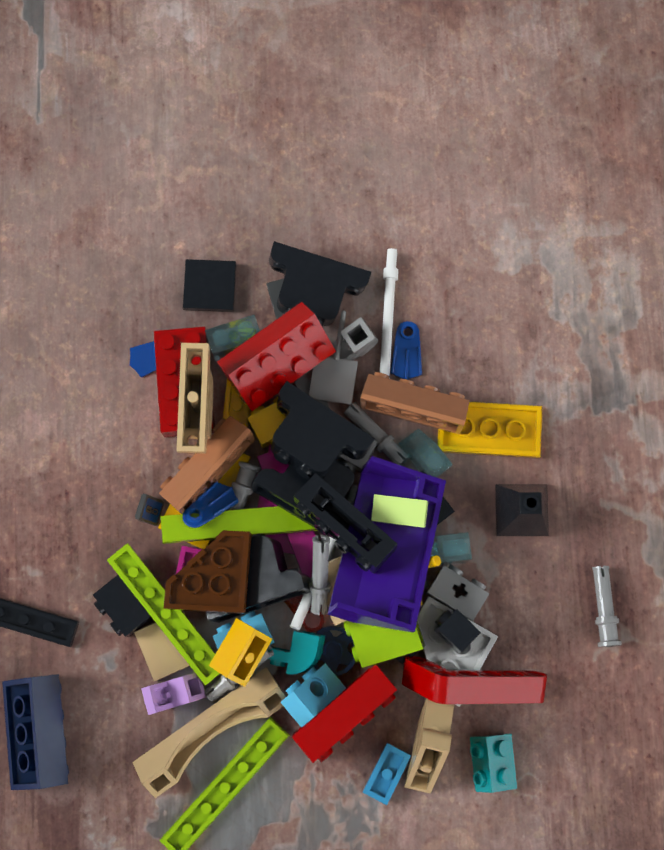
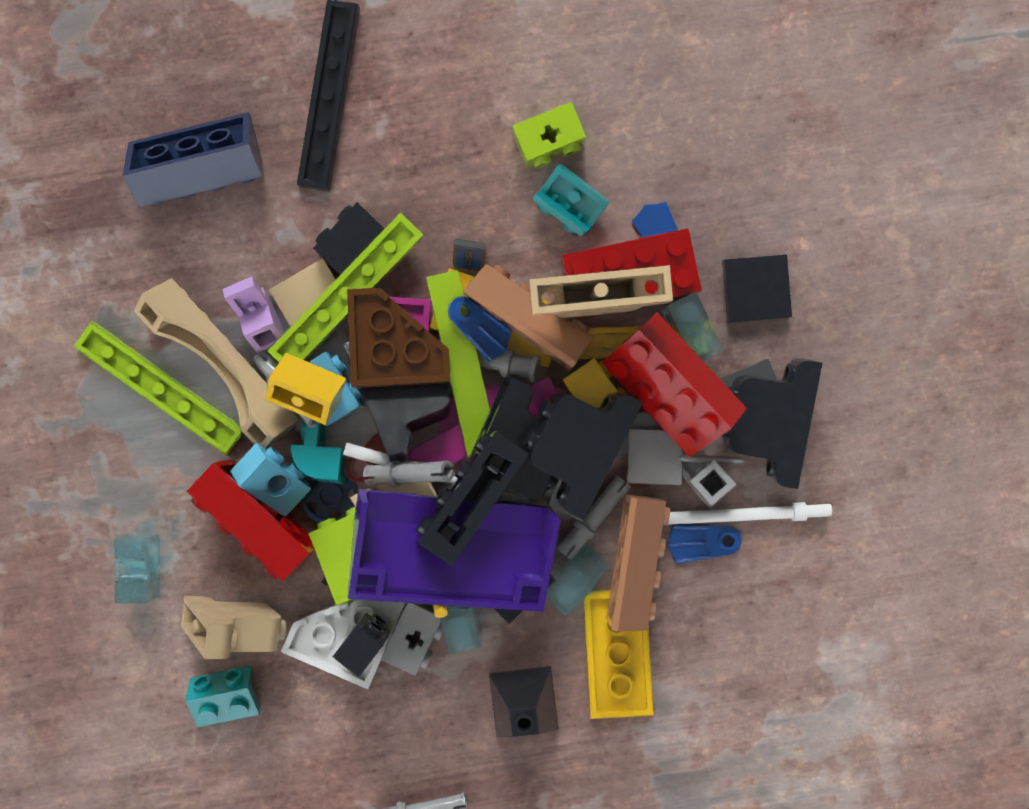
camera: 80 degrees right, 10 degrees up
(52, 423) = (558, 122): none -> lime brick
(118, 422) = (571, 201): none -> teal bracket
(375, 823) = (137, 568): none -> clear light blue brick
(386, 773) = (196, 574): dark azure plate -> none
(399, 510) = (497, 560): yellowish green tile -> none
(472, 686) = (298, 666): red beam -> none

